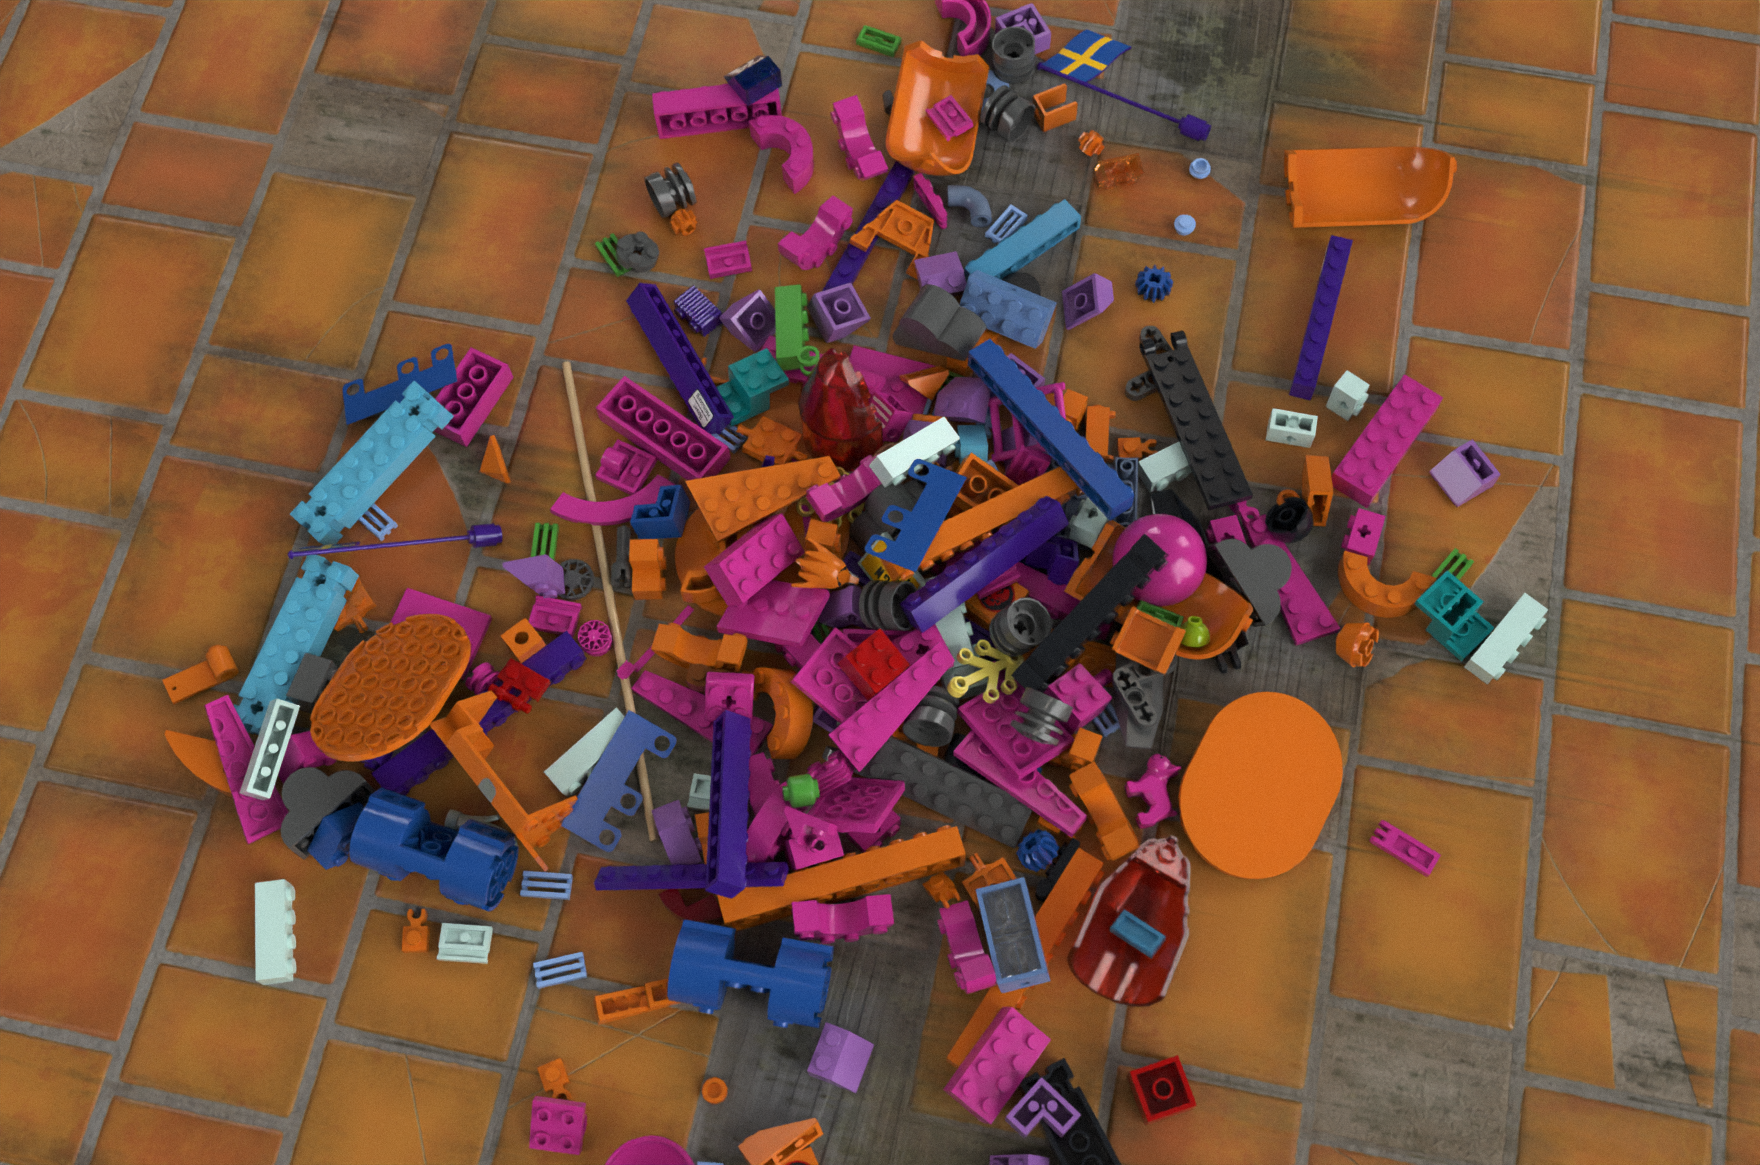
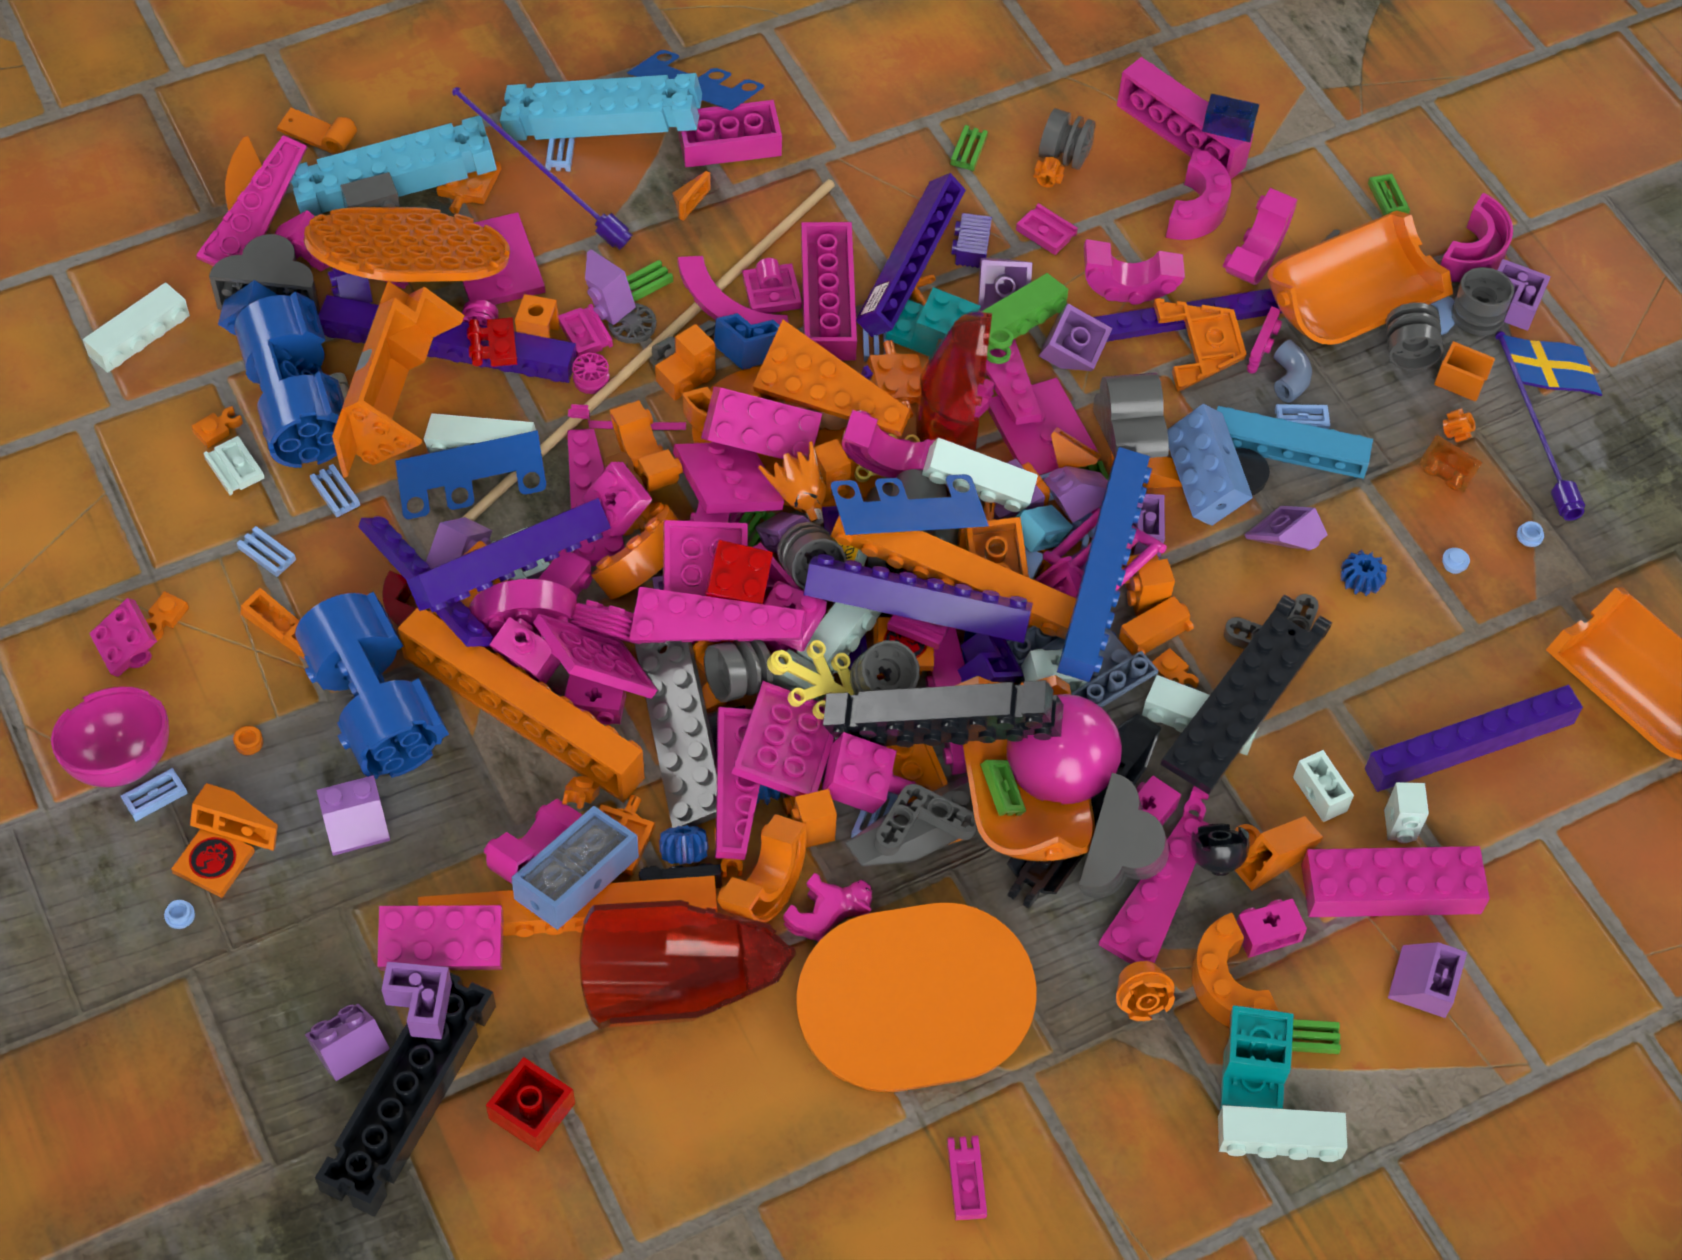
camera: 45 degrees right, 10 degrees down
(269, 749) = (283, 206): light aqua brick -> none
(641, 243) = (993, 151): dark grey plate -> none
(801, 790) = (566, 599): bright green head -> none
(803, 824) = (529, 614): dark pink slope -> none
(843, 920) = (475, 723): dark pink brick -> none
(892, 414) = (1005, 440): dark pink torso -> none
(942, 271) = (1188, 389): medium lavender slope -> none
(949, 118) = (1363, 296): dark pink plate -> none
(1041, 716) = (803, 740): dark grey wheel -> none
(1137, 933) = (671, 983): dark azure tile -> none
(1147, 640) = (964, 784): orange panel -> none
(1196, 633) = (1013, 825): lime brick -> none

